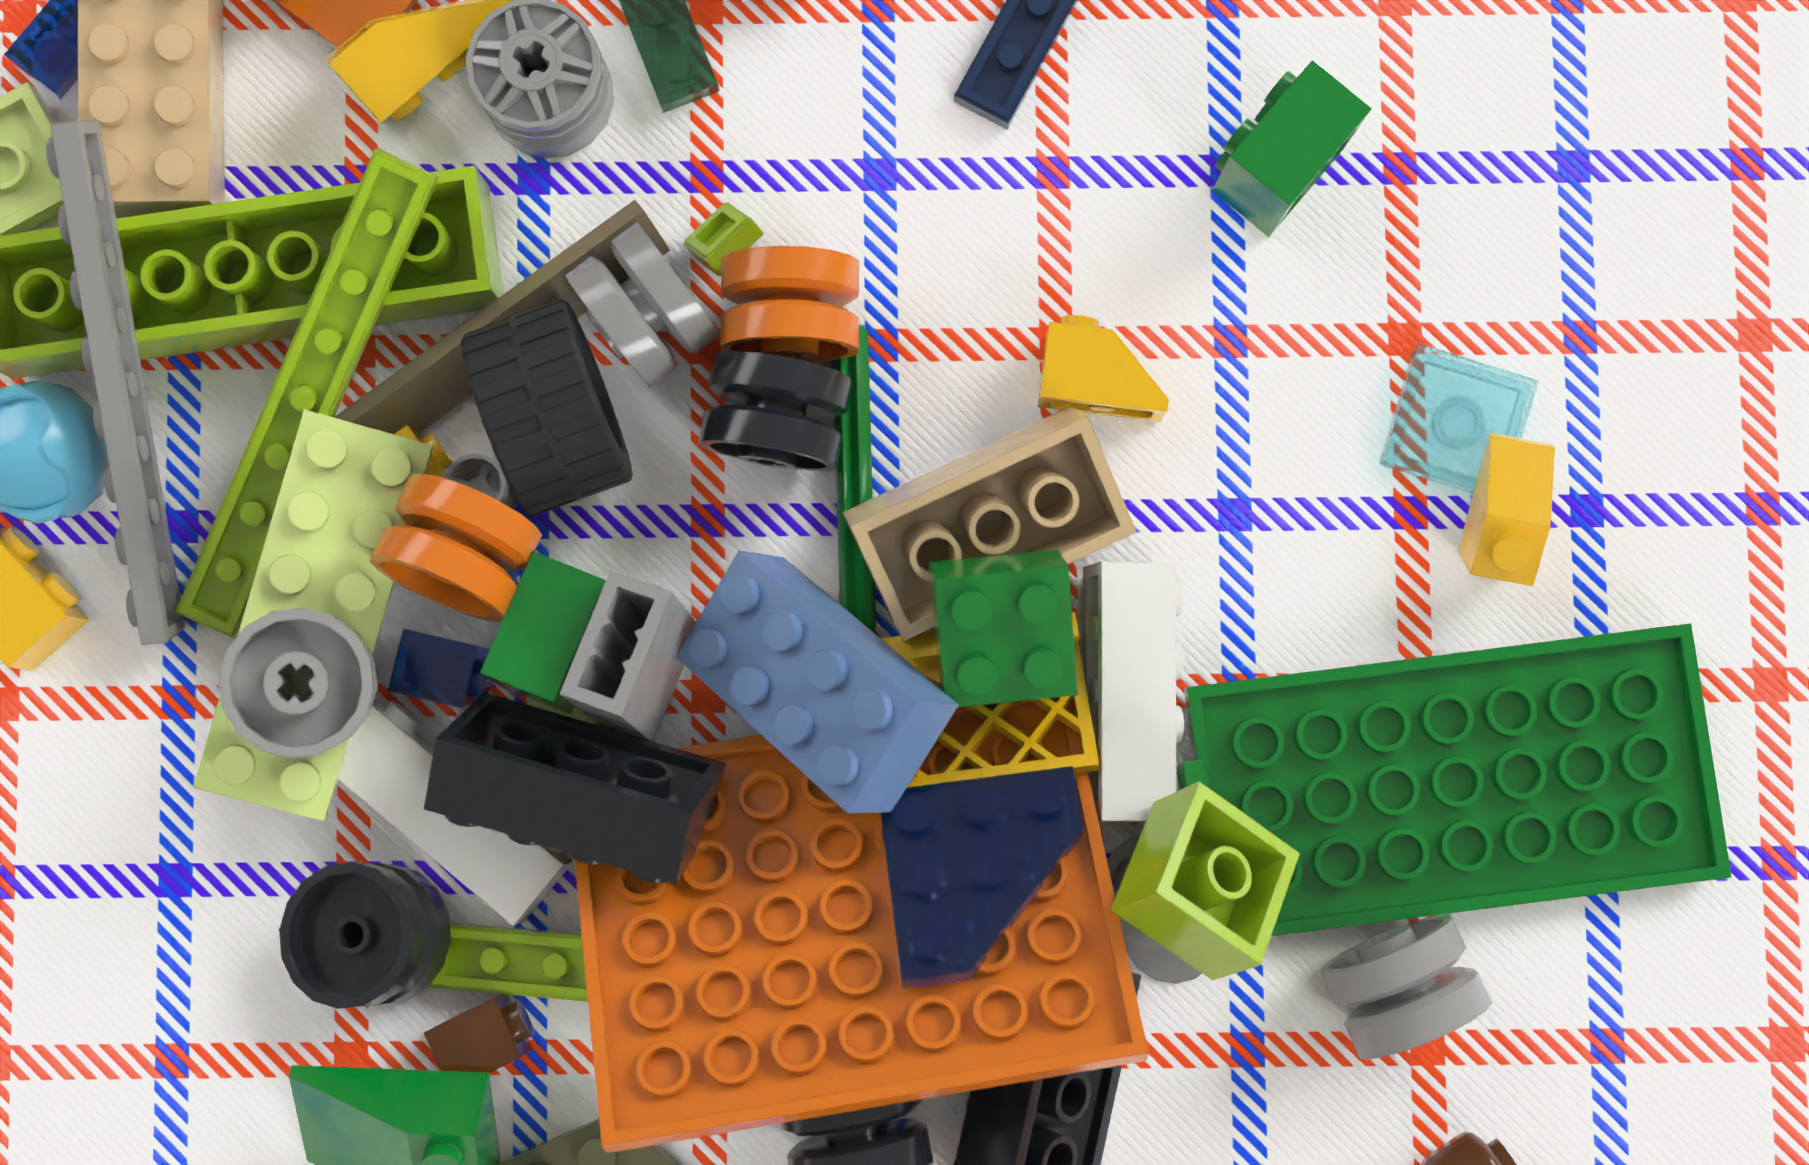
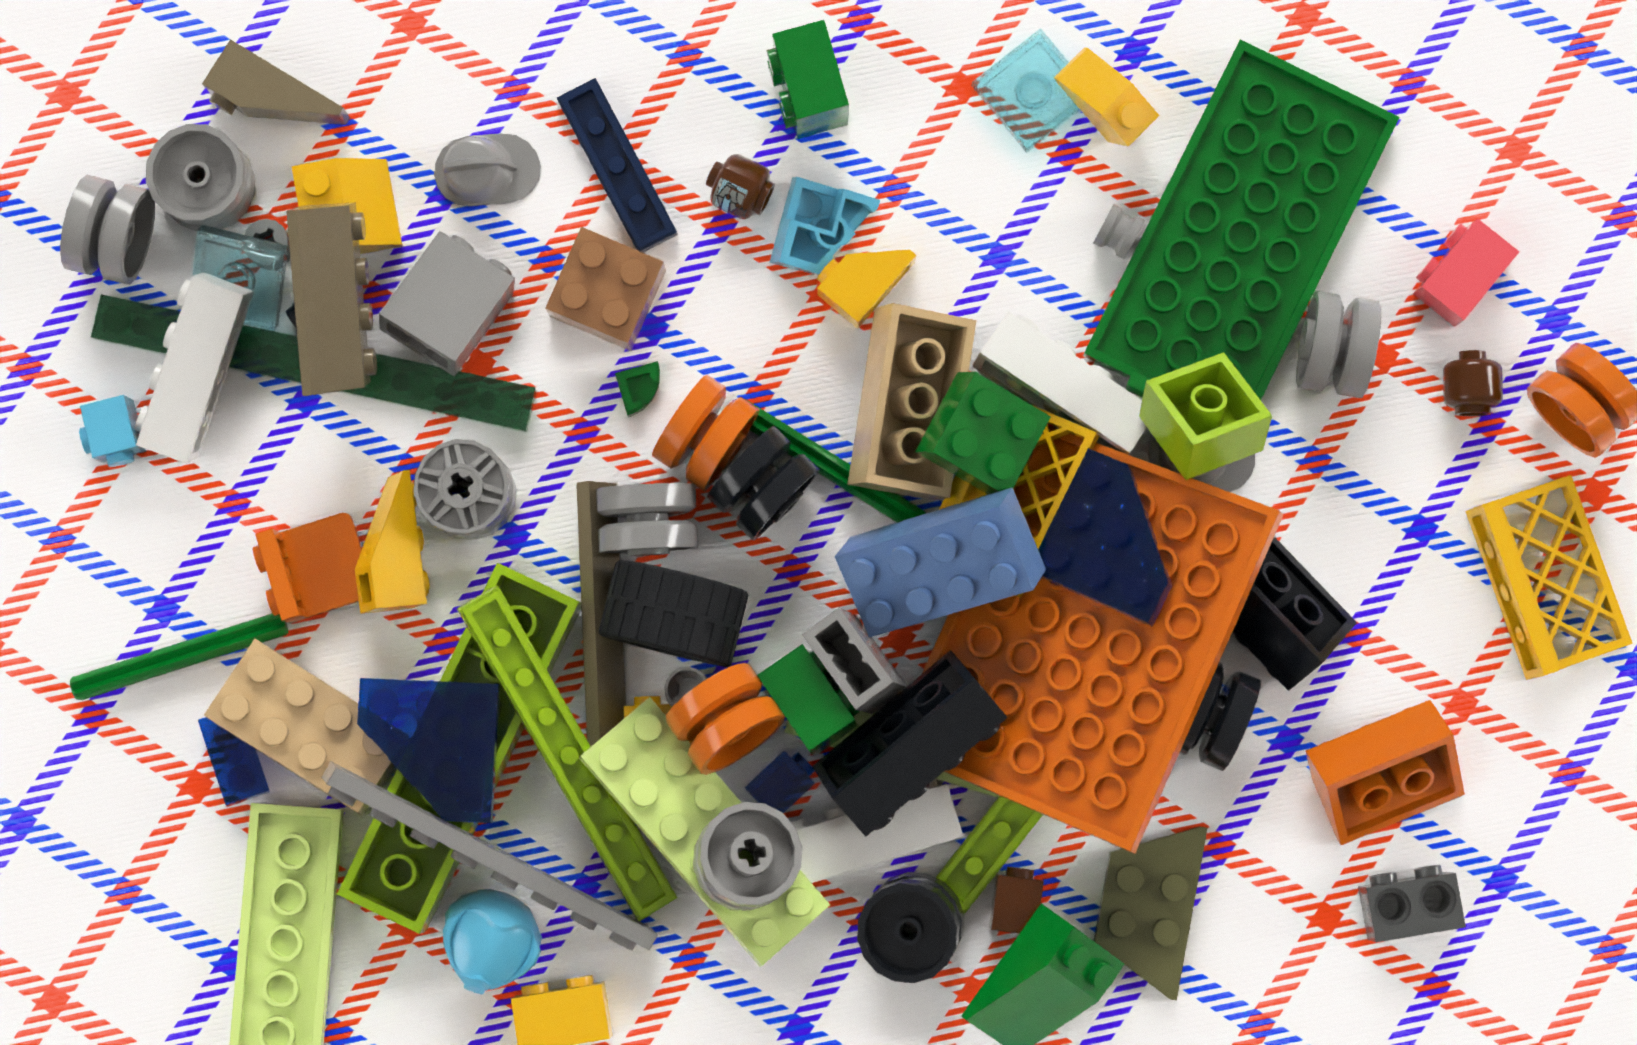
camera: 60 degrees left, 0 degrees up
(215, 233) = (438, 739): none -> clear blue plate
(721, 234) = (633, 446): lime tile -> none
(799, 201) = (638, 387): none -> green tile
(885, 84) = (606, 288): none -> medium nougat brick
(1109, 158) = (740, 186): none -> reddish brown head
(1128, 278) = (817, 224): none -> medium azure slope
(1360, 632) = (1118, 231): none -> light grey wheel
(1599, 1081) = (1465, 272): none -> coral brick

